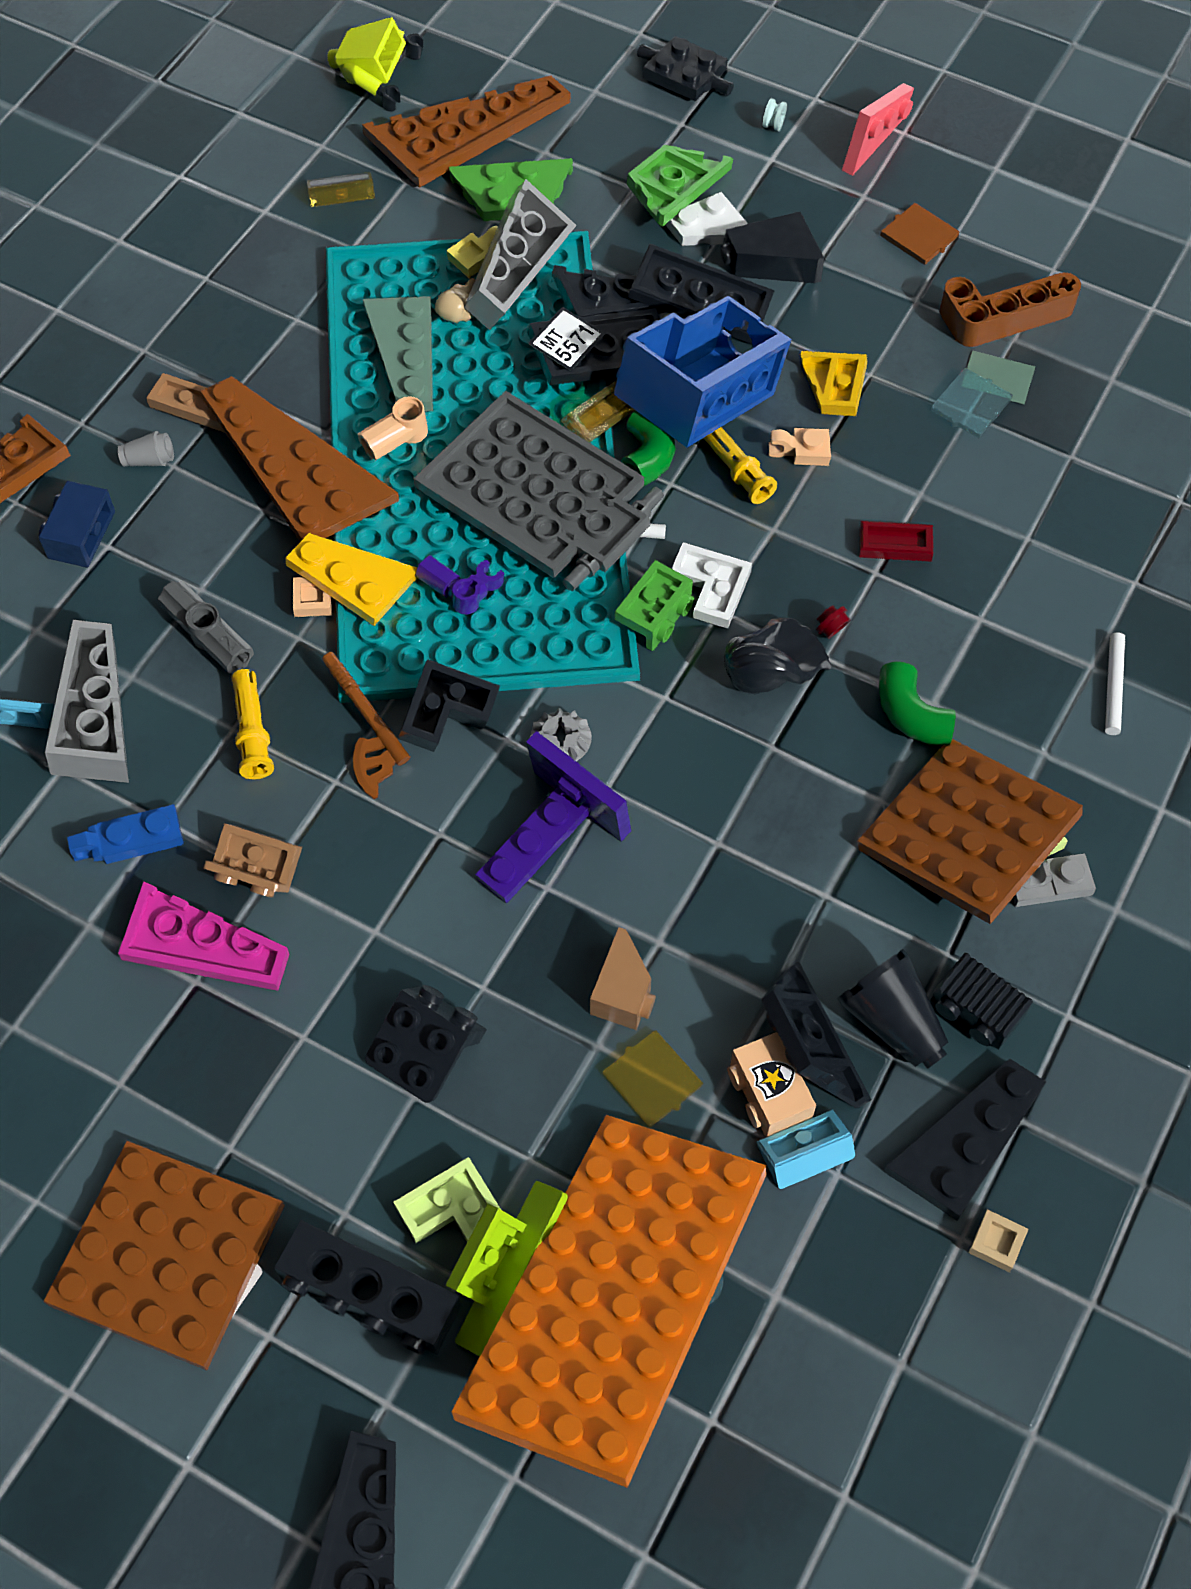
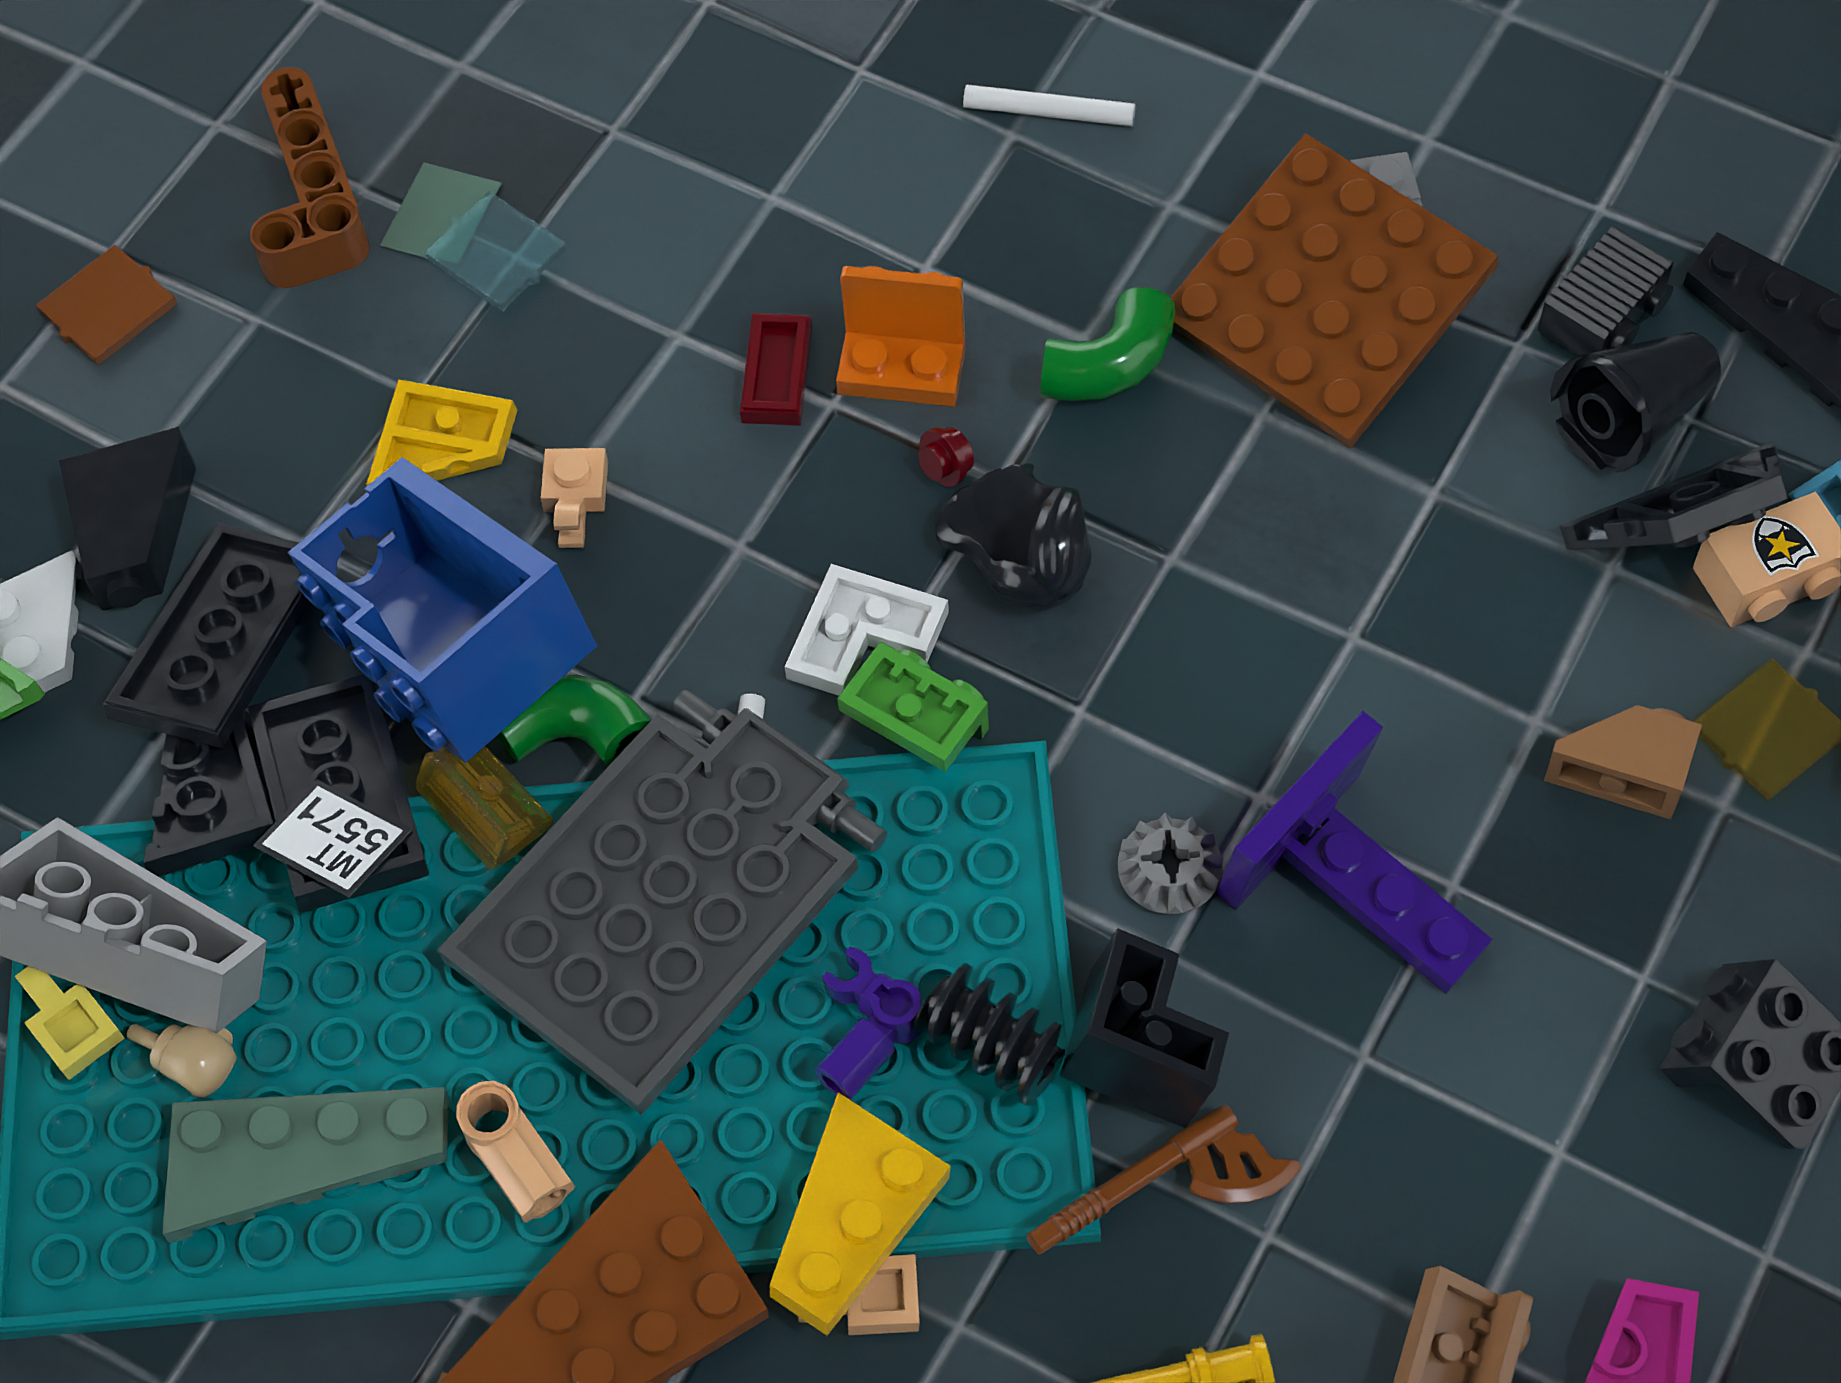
camera: 85 degrees left, 0 degrees up
(445, 632) = (991, 1034): none -> black piece
(743, 467) = (629, 578): yellow pin -> none
(910, 597) = (902, 335): none -> orange bracket

